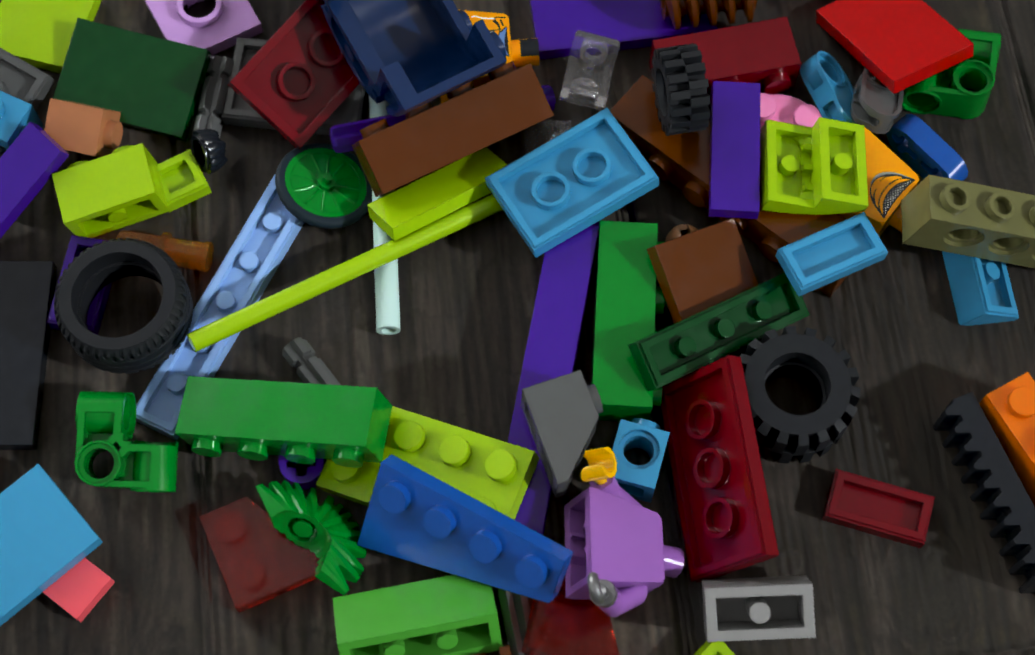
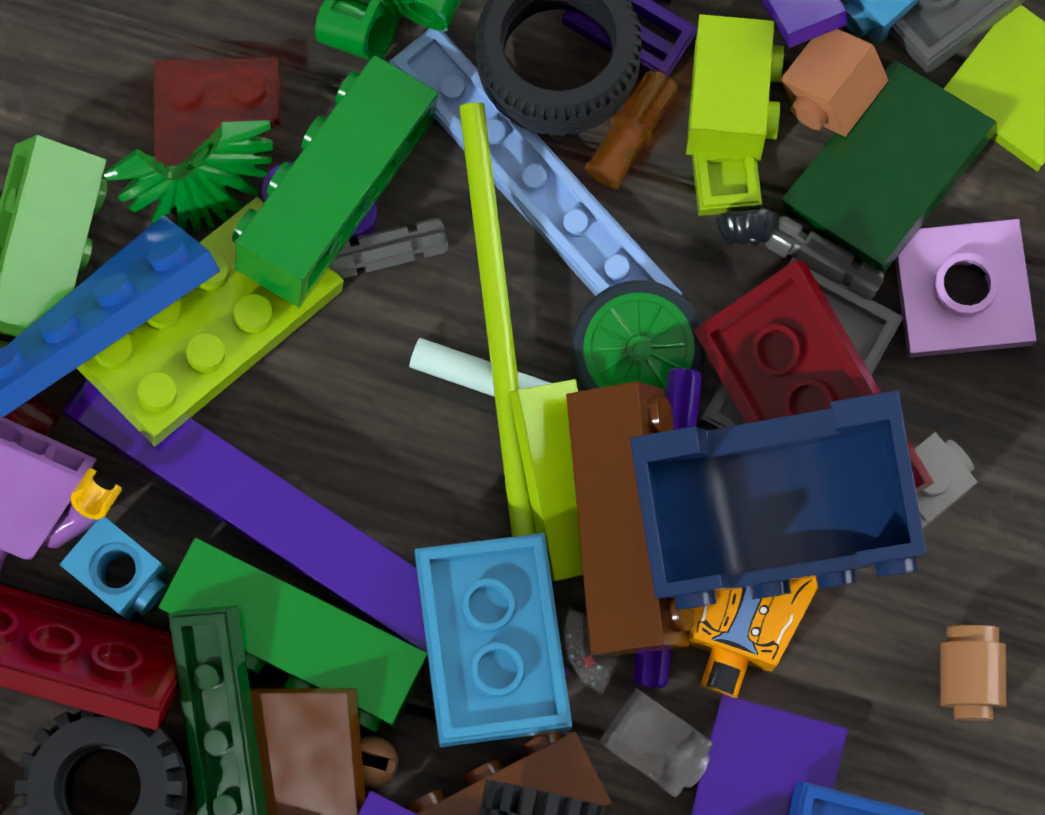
camera: 115 degrees right, 10 degrees up
(562, 424) = (173, 482): dark grey slope -> none

